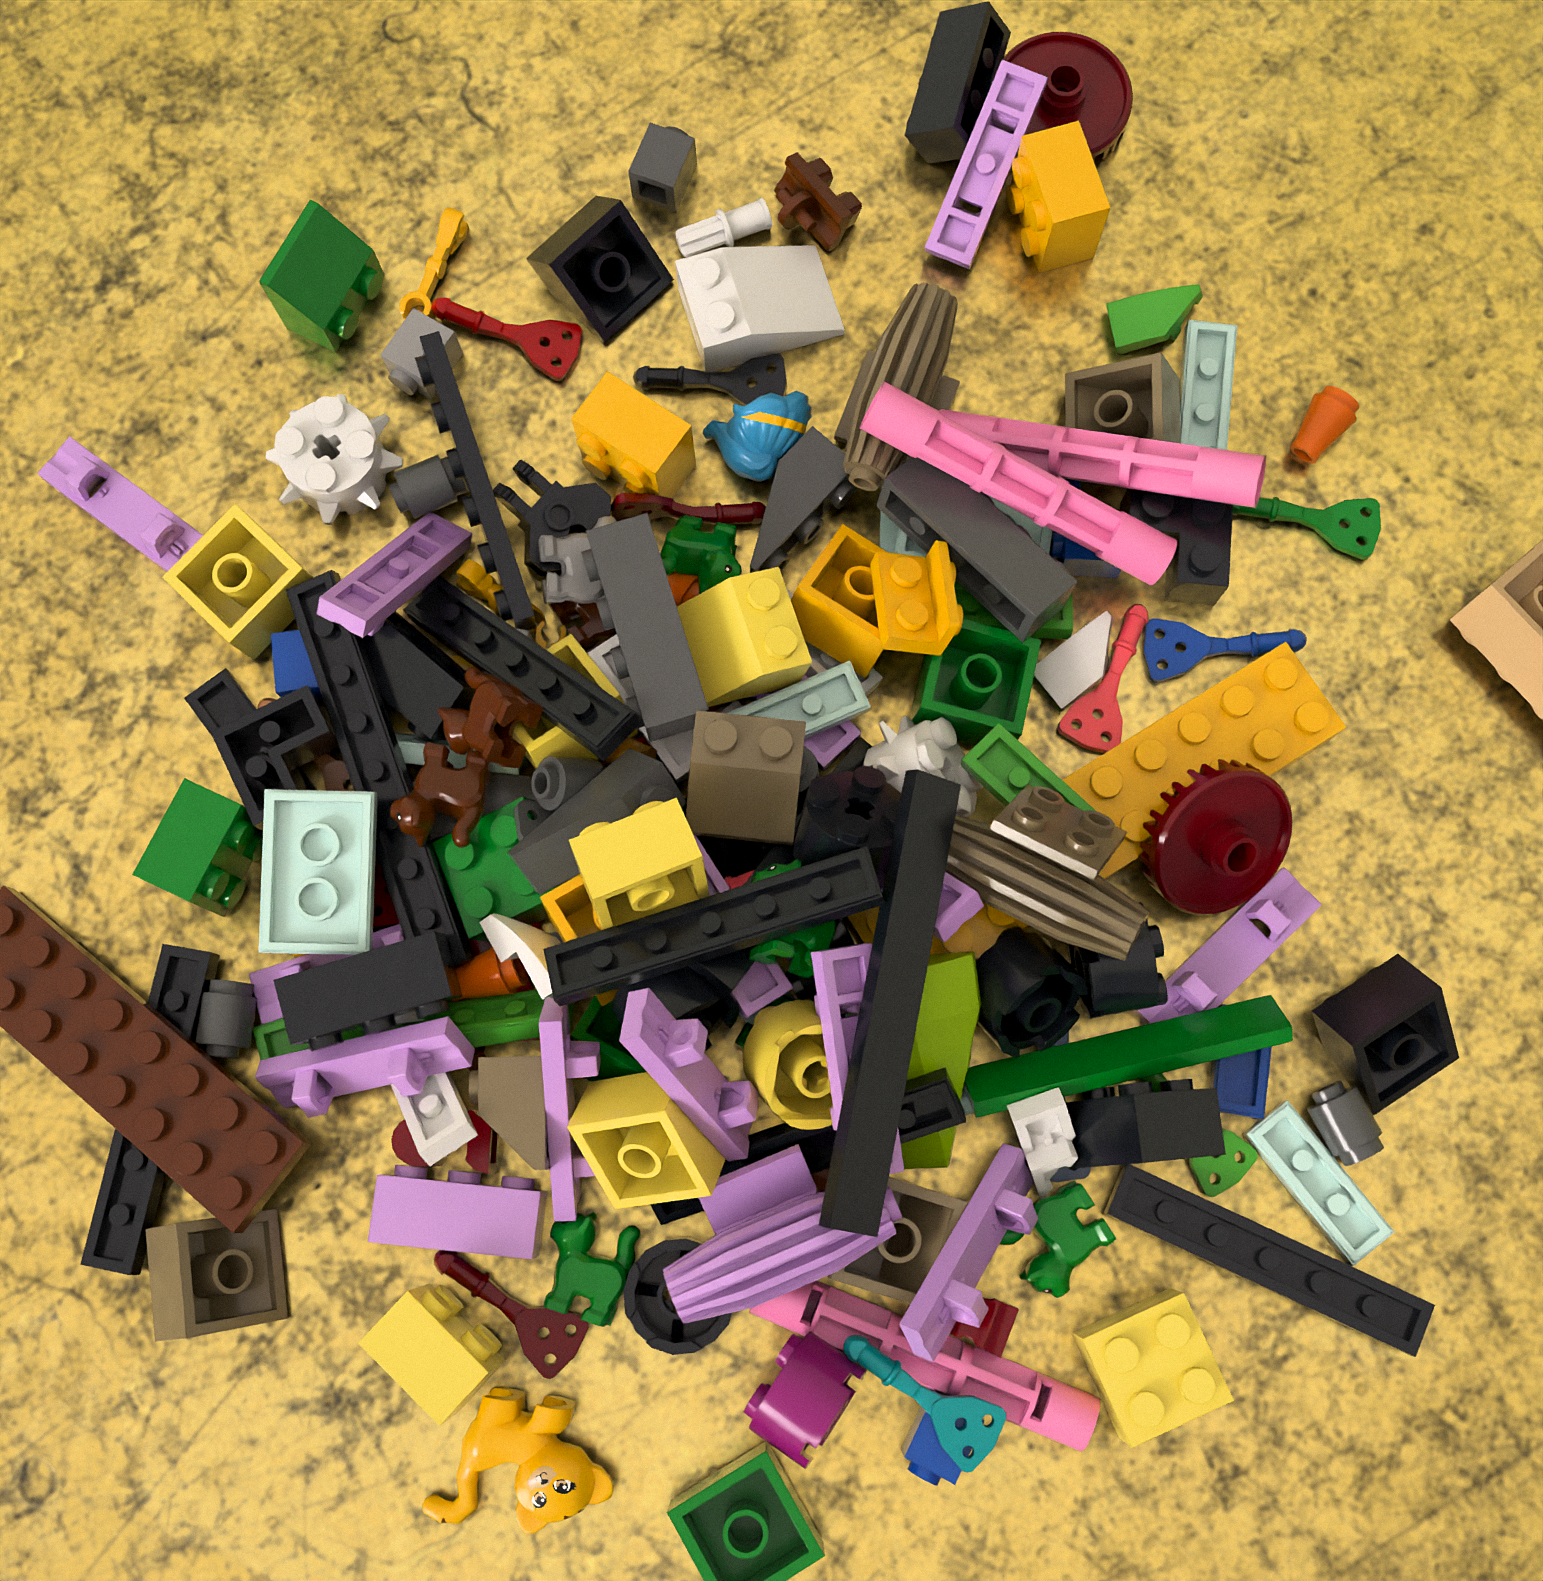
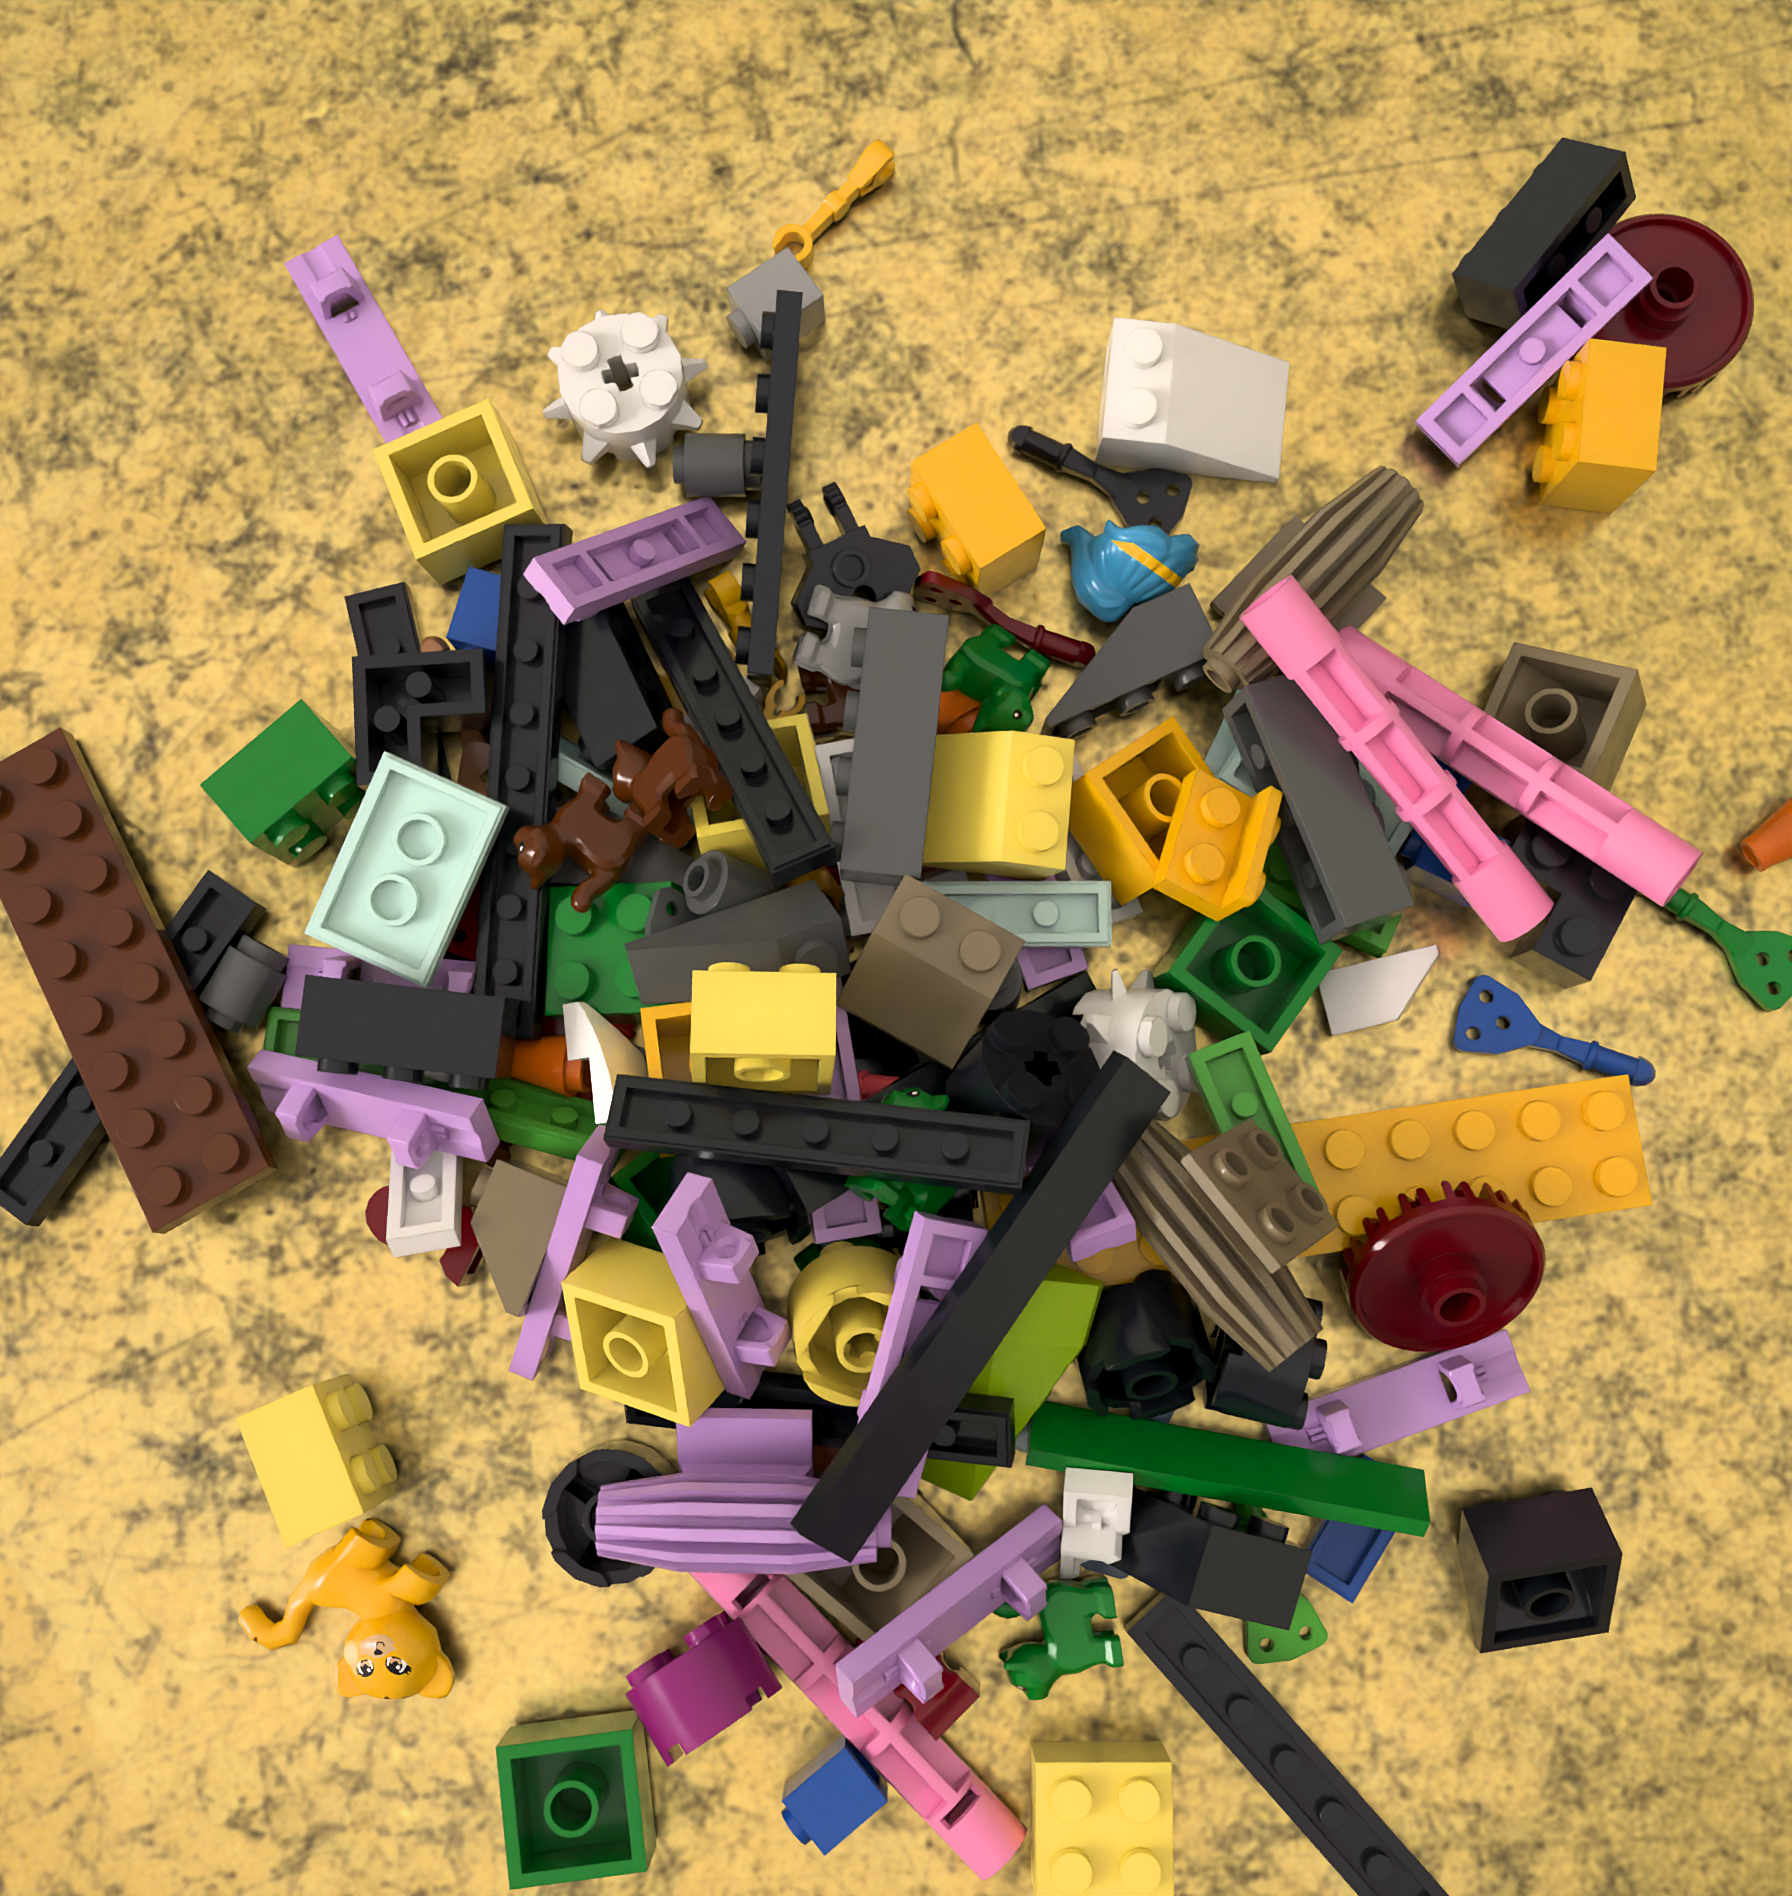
camera: 20 degrees right, 5 degrees up
(215, 1278) = (110, 1271): dark tan slope -> none
(322, 278) = (698, 167): green slope -> none
(458, 1213) = (408, 1314): lavender brick -> none
(524, 1317) = (434, 1458): dark red piece -> none
(525, 336) = (904, 332): red piece -> none
(587, 1274) = (525, 1444): green animal -> none
(601, 267) = (1026, 285): black slope -> none
(663, 166) = (1151, 193): dark grey brick -> none
(724, 228) = (1190, 297): white axle -> none
(811, 202) = (1306, 309): reddish brown hips -> none
(942, 1409) = (845, 1768): teal piece -> none
(1104, 698) = (1388, 1042): coral piece -> none
(1151, 316) = (1647, 615): bright green slope -> none
(1207, 383) = (1675, 727): light aqua tile -> none
(1318, 1183) = (1381, 1701): light aqua tile -> none
(1345, 1123) = (1443, 1650): dark grey brick -> none

